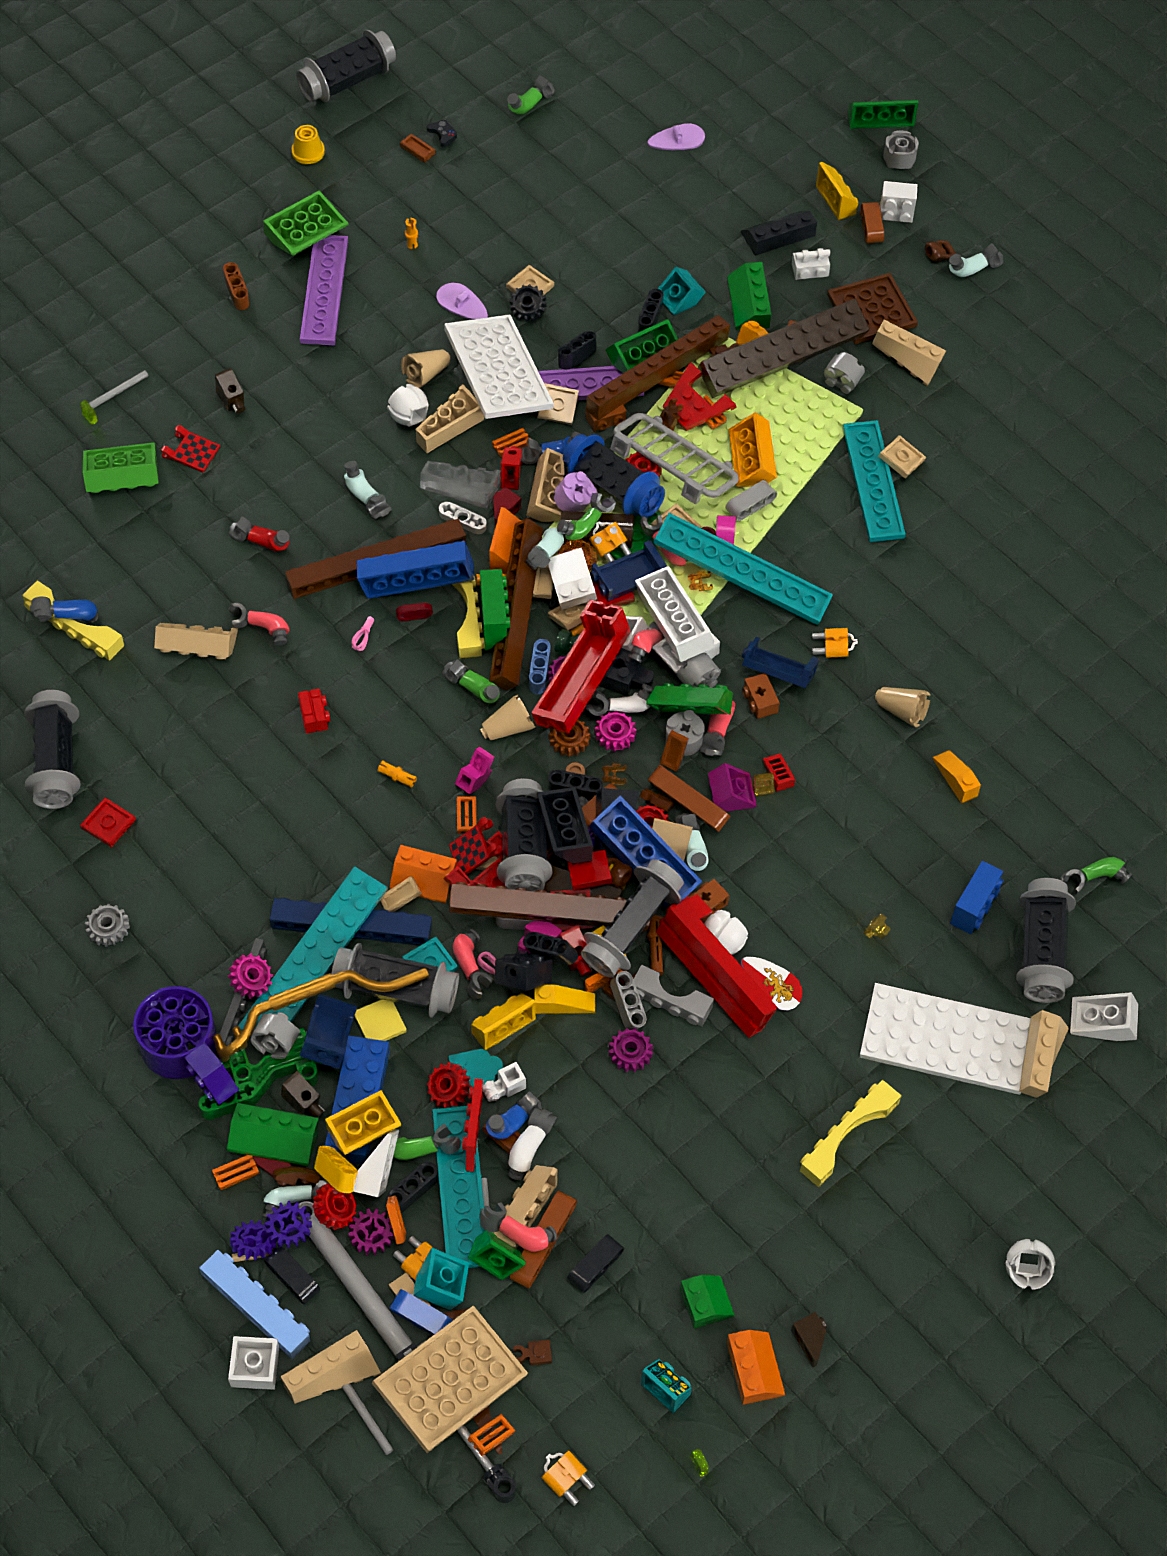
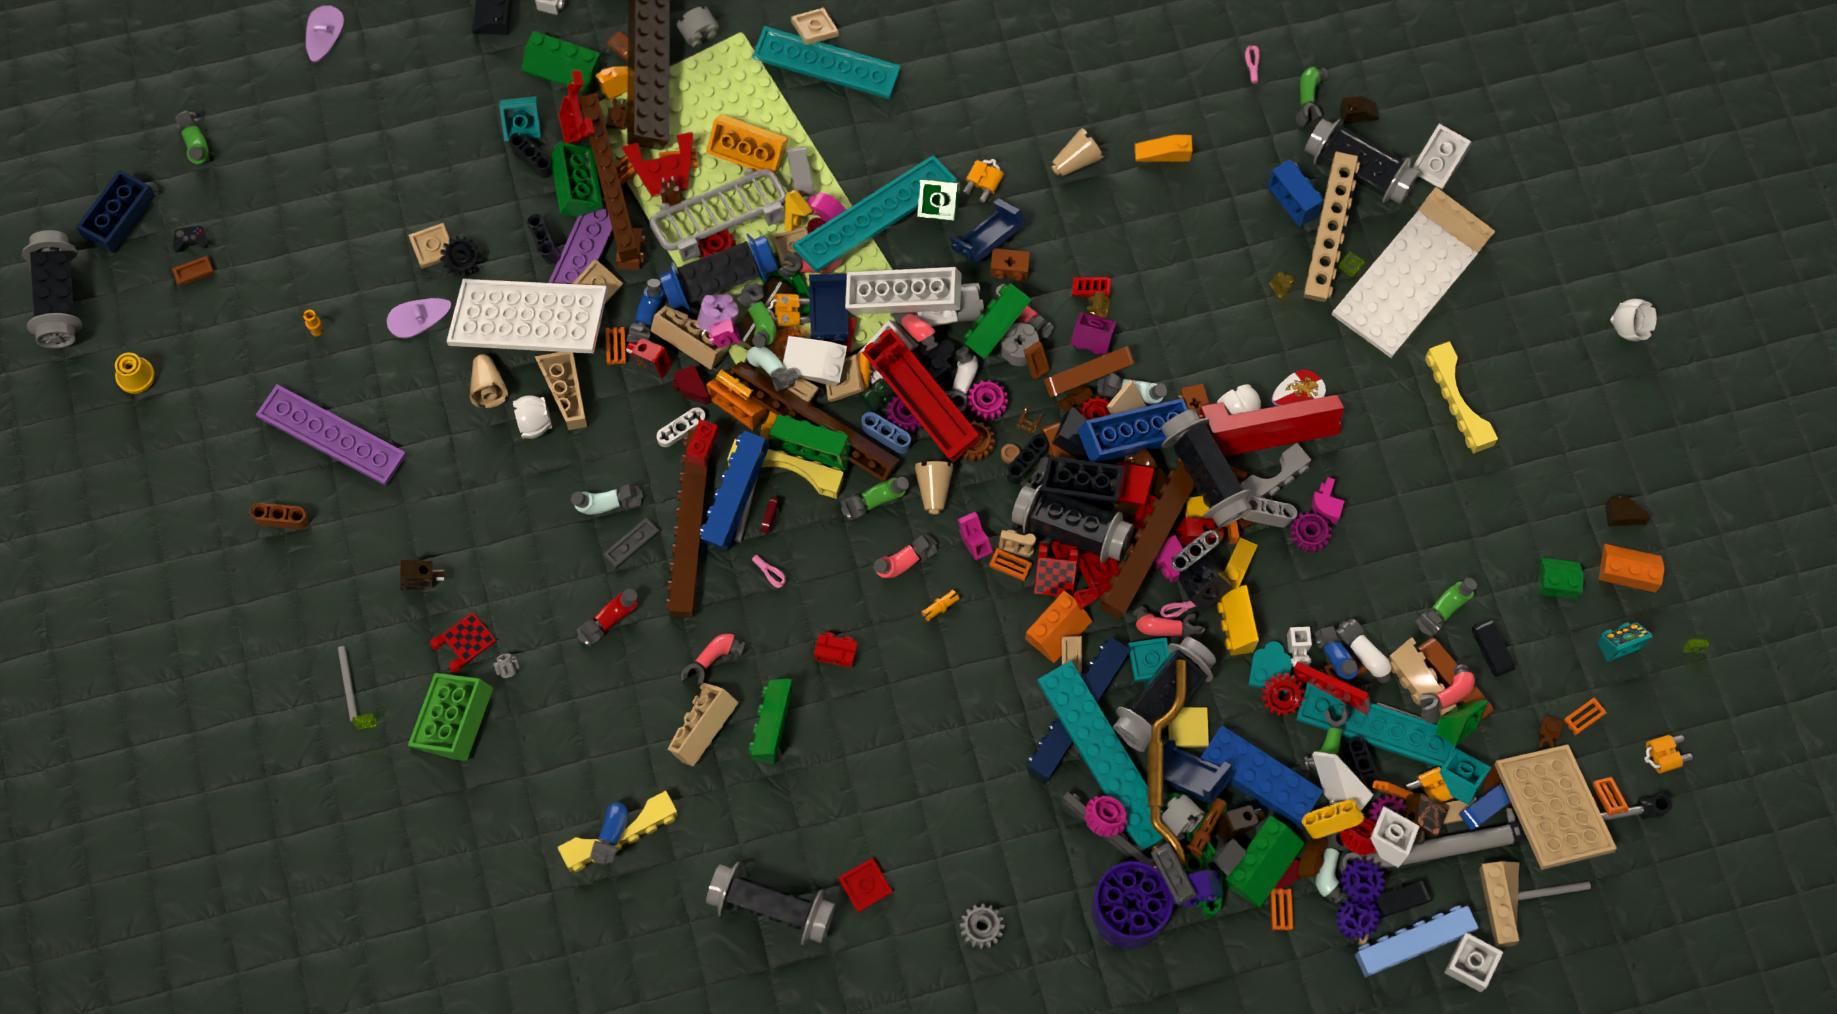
camera: 65 degrees left, 10 degrees up
(181, 483) = (506, 665): none -> light grey gear
(210, 1042) = (1173, 874): none -> dark grey tile
(223, 690) = (772, 721): none -> green slope
(260, 1095) = (1228, 855): none -> dark grey slope
(268, 1064) = (1202, 835): none -> dark orange pin
(303, 224) = (243, 417): bright green slope -> none
(337, 526) = (631, 543): none -> dark grey tile
(342, 1229) = (1393, 836): none -> white slope
(362, 1122) = (1306, 777): yellow slope -> none
(380, 1258) = (1426, 814): none -> dark brown torso
(414, 594) = (741, 526): none -> light grey bar
(422, 727) = (900, 562): none -> piece
(437, 77) = (115, 211): none -> dark blue brick
(447, 529) = (702, 443): none -> red brick
(461, 483) = (645, 409): clear wedge -> none
(483, 800) = (1011, 540): none -> tan plate
(512, 527) = (734, 384): none -> light orange pin
(553, 501) = (724, 333): none -> dark pink brick
(580, 1397) = (1572, 725): none -> orange tile
(621, 1203) = (1446, 605): none -> piece
(667, 1050) = (1327, 505): none -> dark pink brick
(694, 323) = (572, 124): none -> red wing
(701, 586) = (869, 258): clear orange piece -> none
(707, 506) = (794, 207): none -> yellow slope
(788, 612) = (939, 199): none -> slope
(937, 981) = (1351, 264): none -> clear neon green tile
(962, 929) = (1340, 162): none -> tan brick
(1092, 816) = (1252, 68): none -> bright pink piece
(1107, 923) = (1358, 109): none -> dark brown slope

